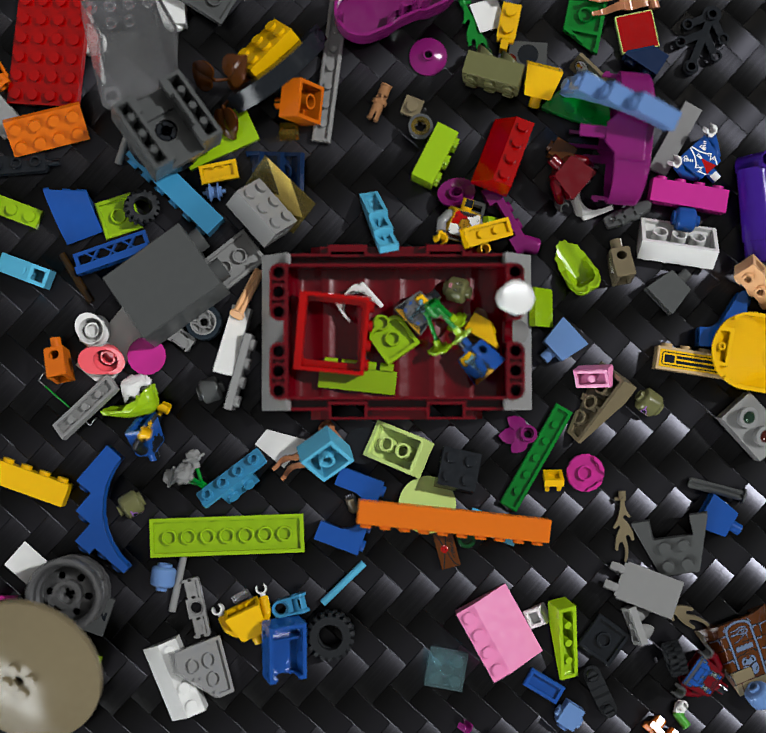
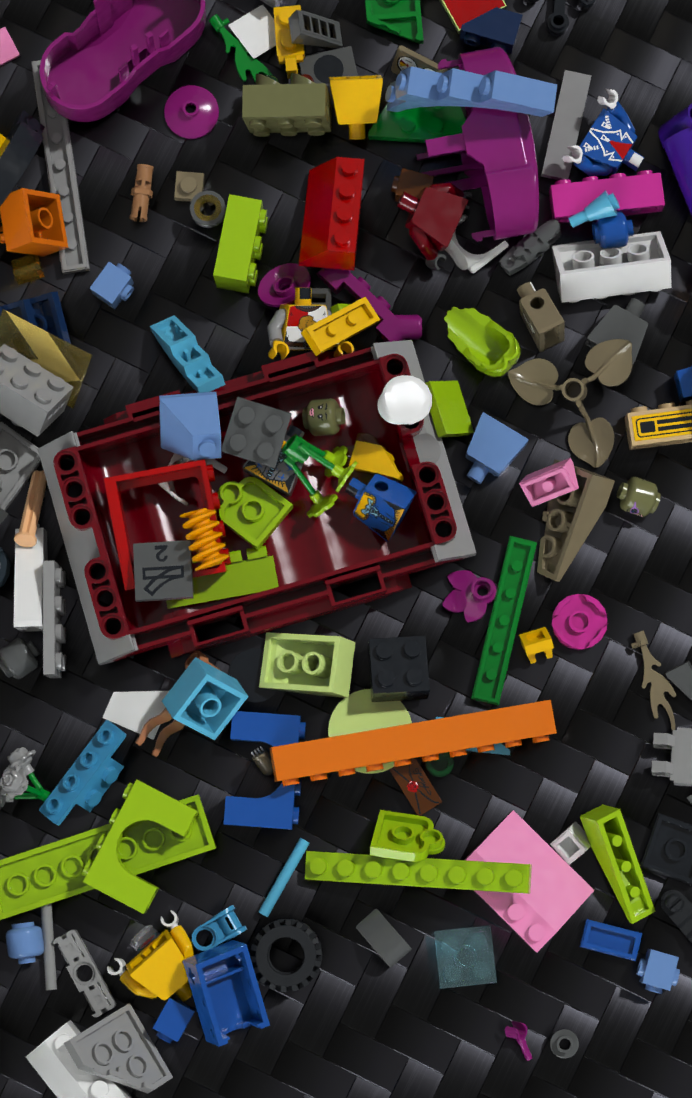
camera: 10 degrees left, 5 degrees down
(230, 549) = (107, 870): none -> lime arch
(245, 655) = (173, 1020): none -> blue brick
(322, 363) = (163, 571): none -> dark grey tile
(343, 159) = (113, 285): none -> medium blue brick
(355, 350) = (204, 538): none -> light orange piece
(368, 272) = (190, 425): none -> medium blue slope
(396, 641) = (383, 938): none -> dark grey panel
(410, 288) = (256, 432): none -> dark grey plate
(430, 582) = (405, 837): none -> lime plate
(432, 608) = (425, 873): none -> lime plate
(516, 26) = (300, 35): none -> dark grey slope
(657, 308) = (610, 363): none -> dark tan plant
(682, 202) = (602, 207): none -> medium azure cone

